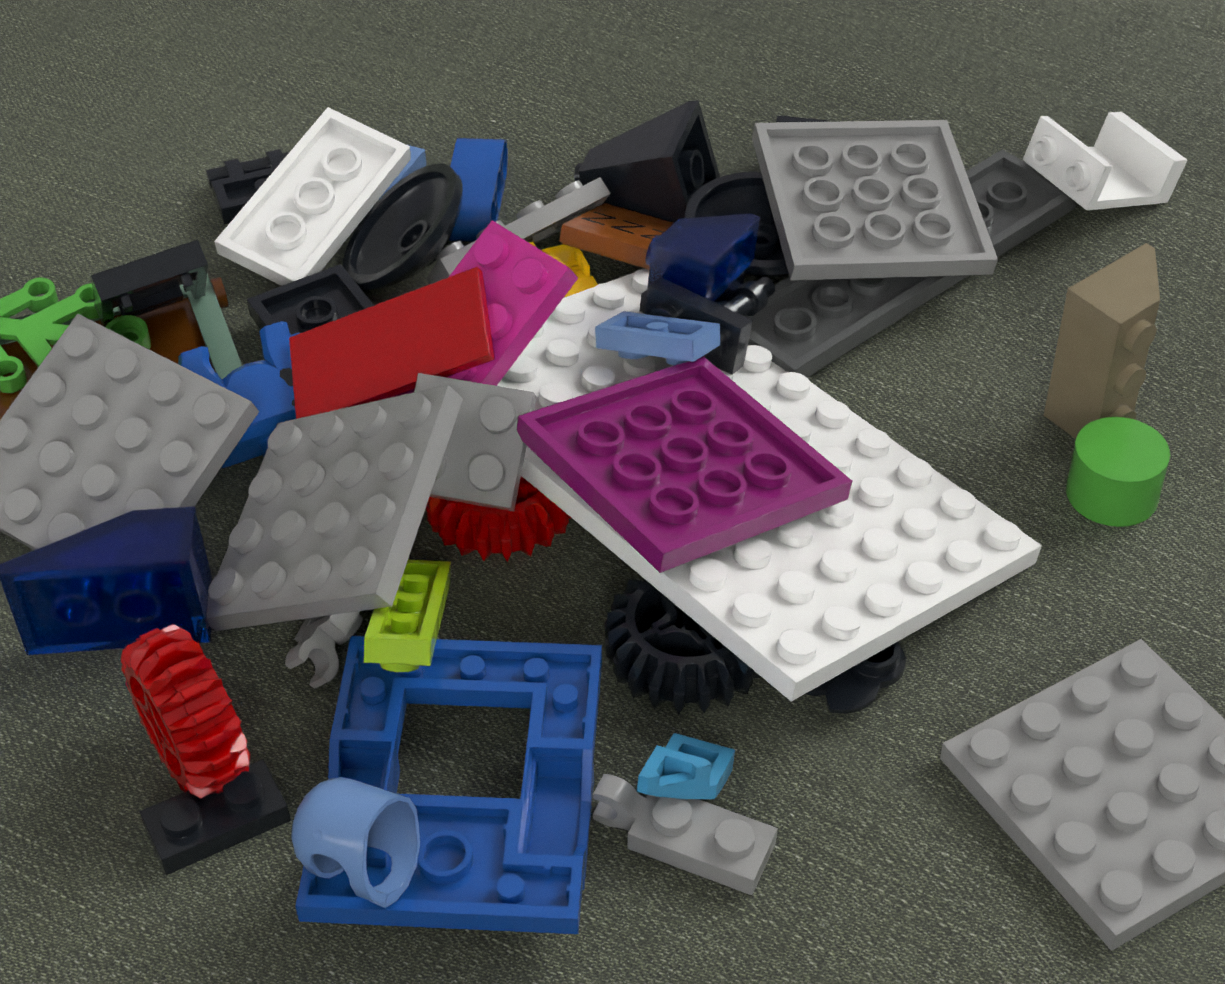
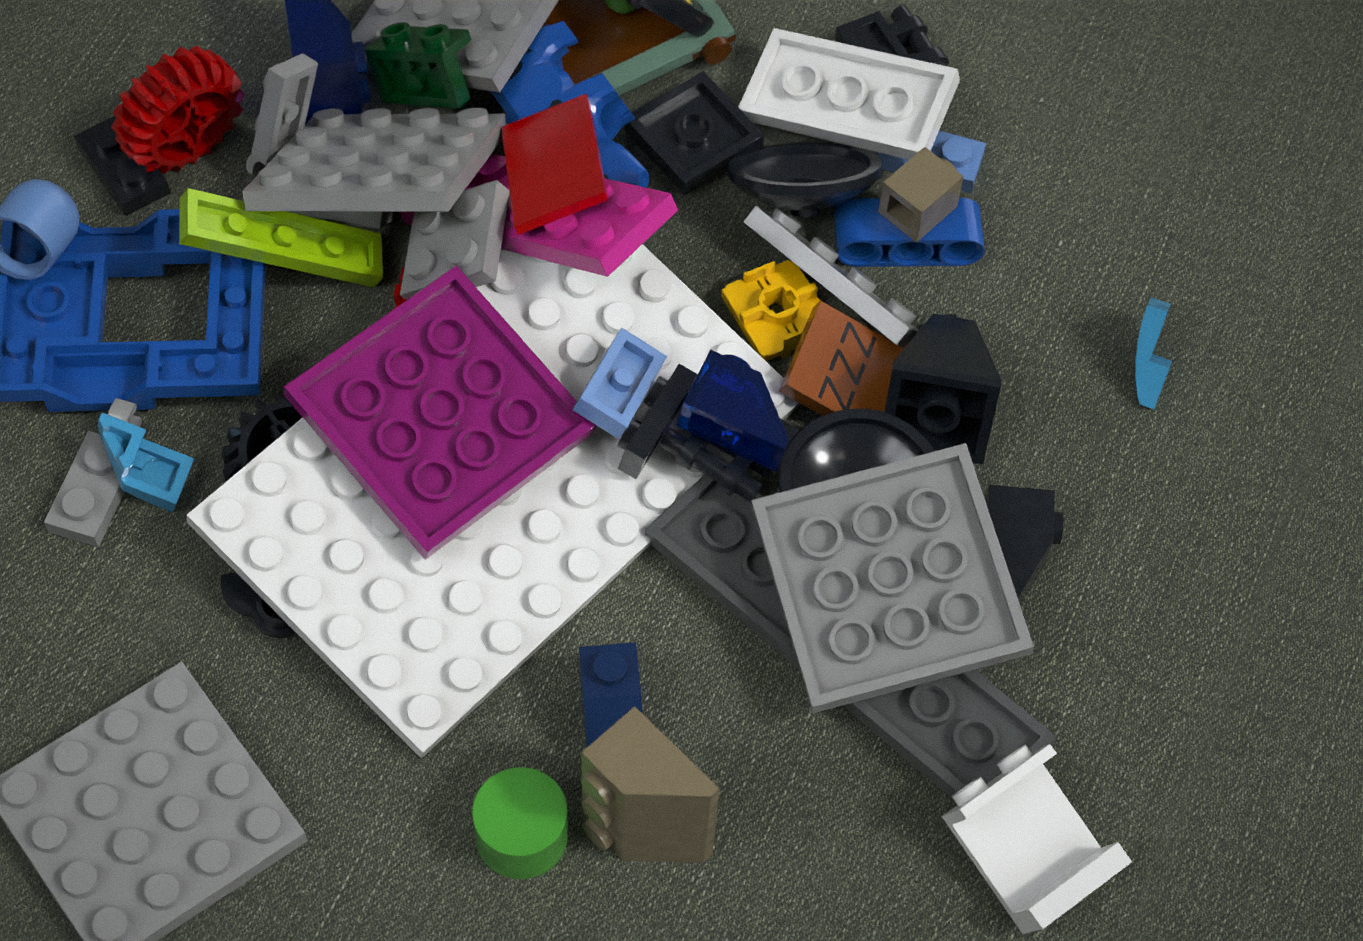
camera: 80 degrees right, 15 degrees up
(199, 466) = (419, 65): none -> dark green bracket
(240, 606) = (282, 108): none -> light grey plate
(463, 143) = (920, 194): none -> dark tan brick
(622, 70) = (1150, 368): none -> dark azure slope
(985, 405) = (608, 686): none -> dark blue slope

